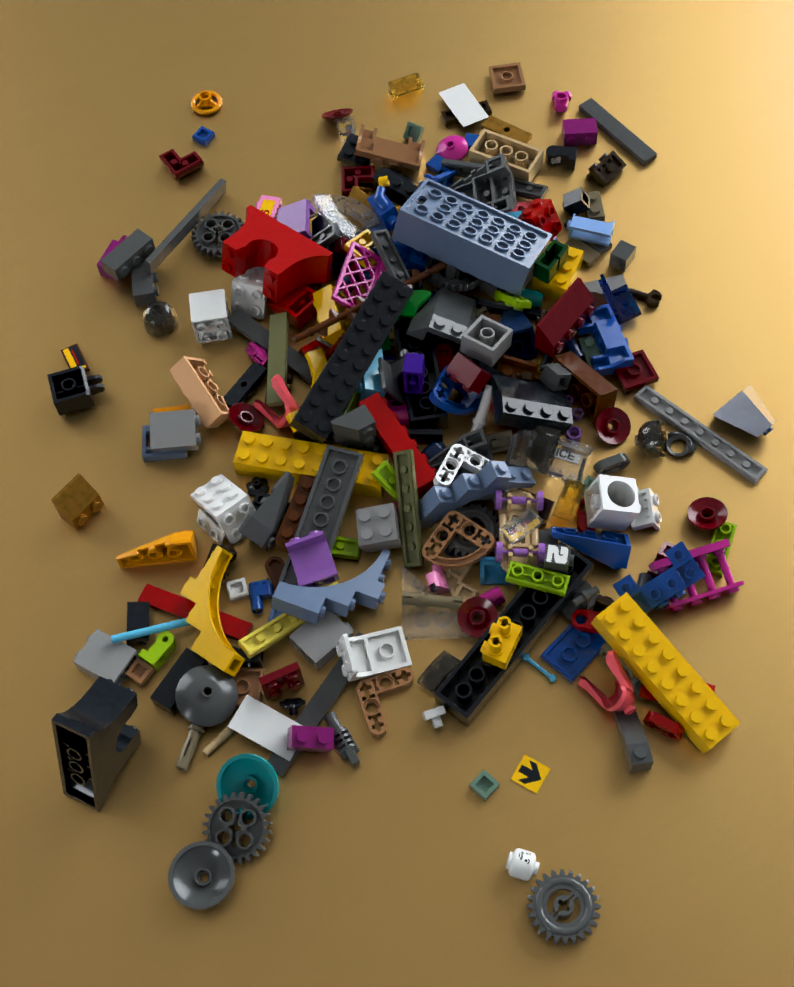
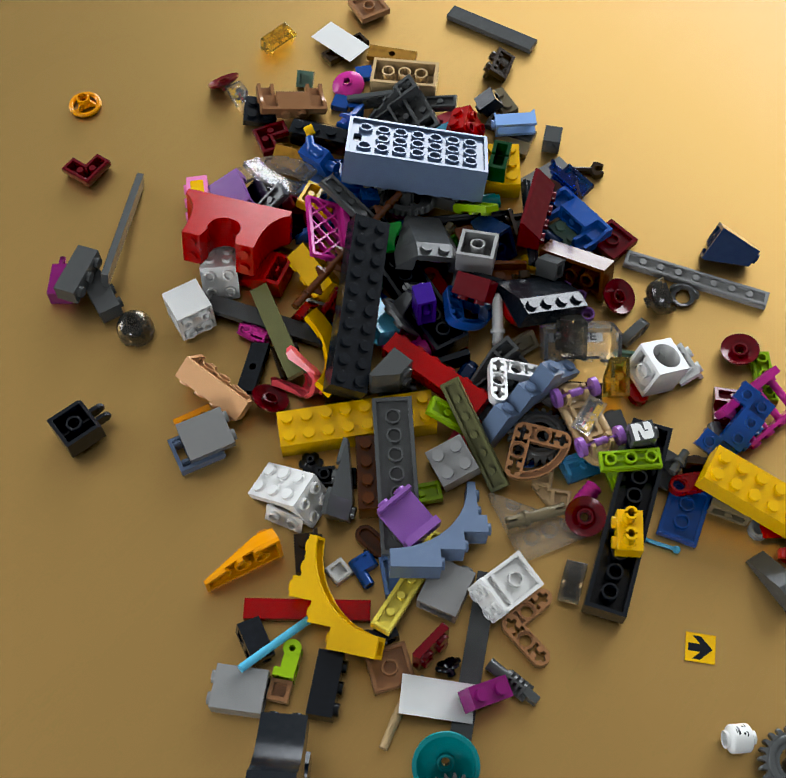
camera: 25 degrees left, 0 degrees up
(74, 357) = (63, 394): slope -> none
(77, 502) = (136, 540): pearl gold slope -> none
(189, 746) = (364, 735): dark tan pin -> none
(201, 708) = (354, 701): dark grey dish -> none
(203, 135) = (97, 137): blue tile -> none
(207, 232) = (145, 232): dark grey gear -> none
(434, 715) = (589, 626): white tile -> none
(437, 580) = (529, 493): bright pink piece -> none
(484, 785) = (665, 675): sand green tile -> none
(561, 100) = (428, 14): dark pink plate -> none
(562, 156) = (454, 64): black leg -> none
(579, 131) = (459, 38): magenta brick -> none
(608, 547) = (666, 409): blue wedge -> none
(624, 695) = (749, 540): coral piece -> none

